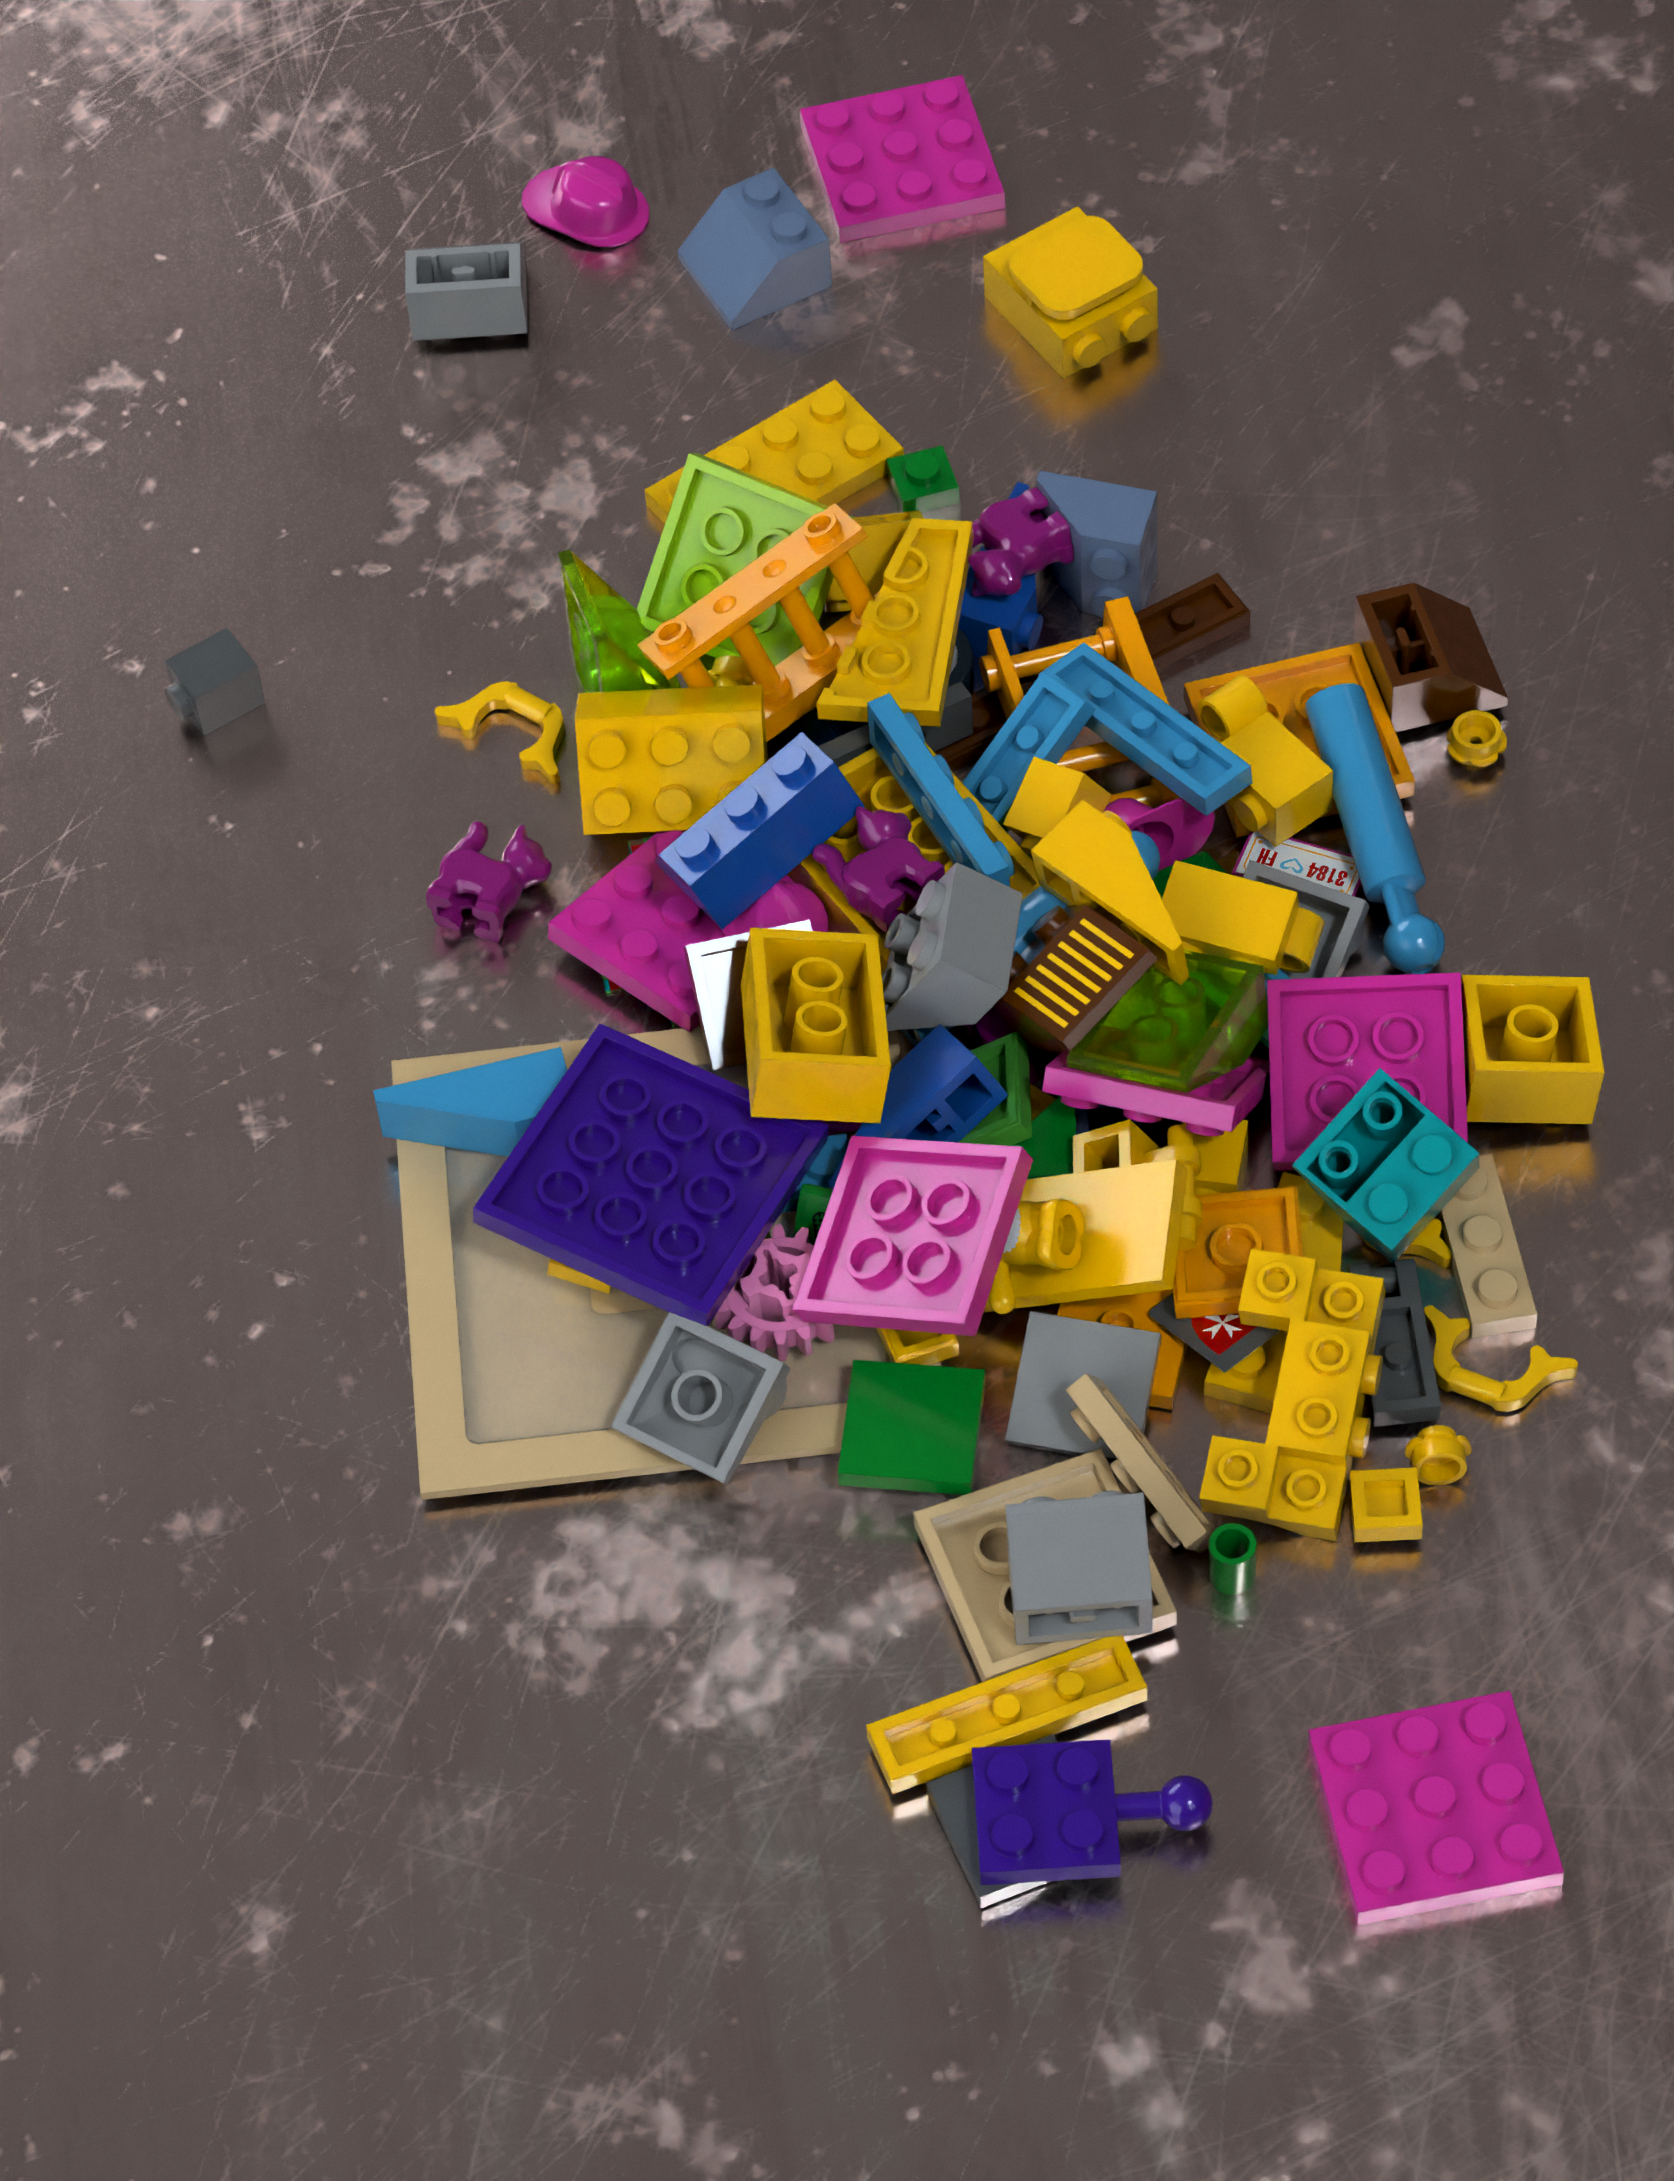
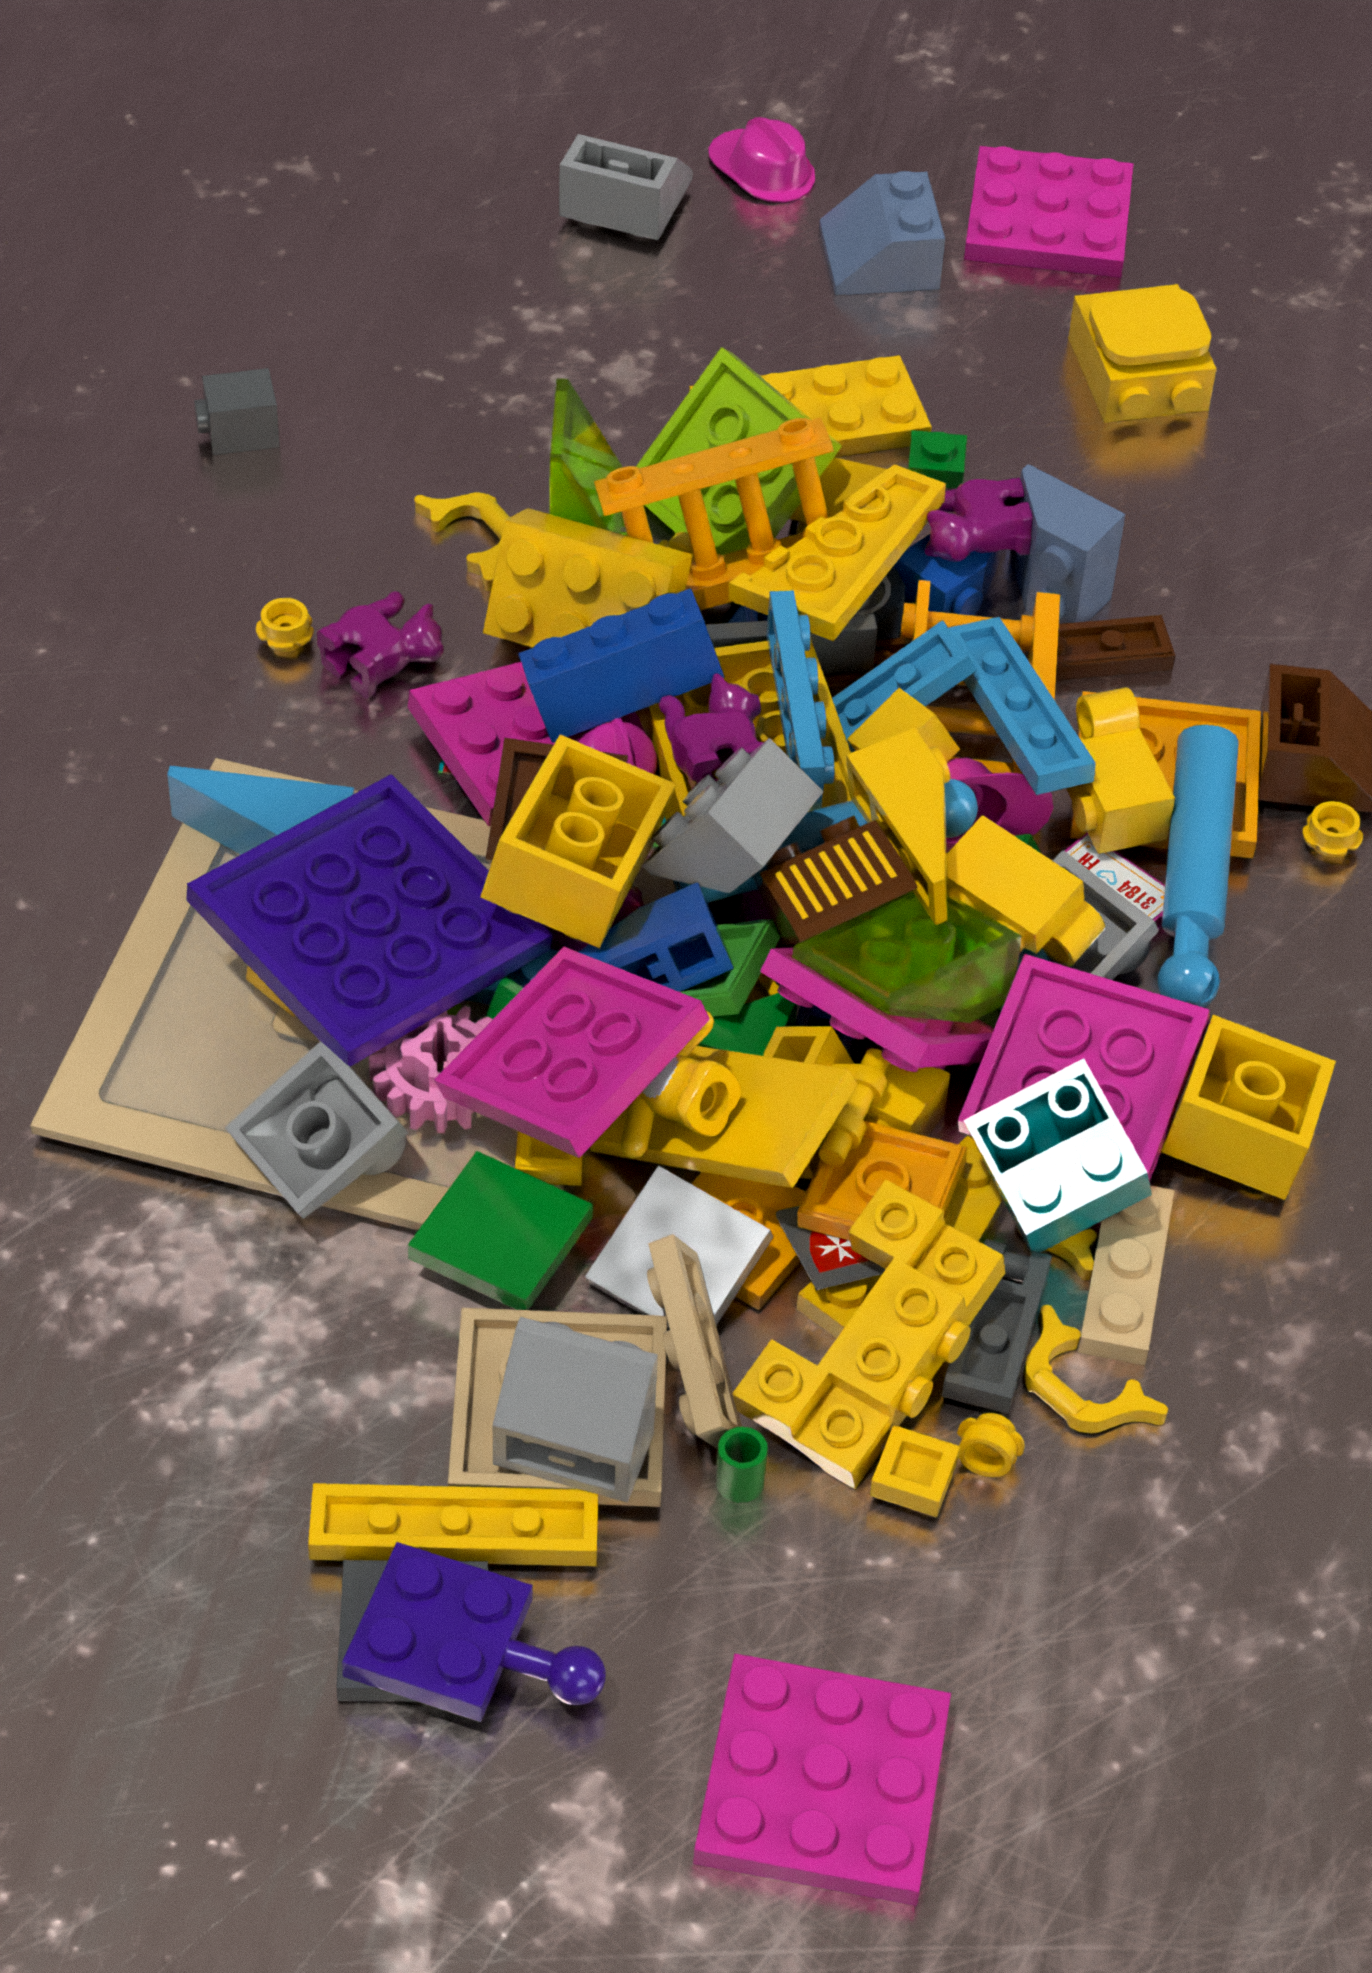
camera: 15 degrees right, 5 degrees down
(377, 885) = (285, 624): none -> yellow plate

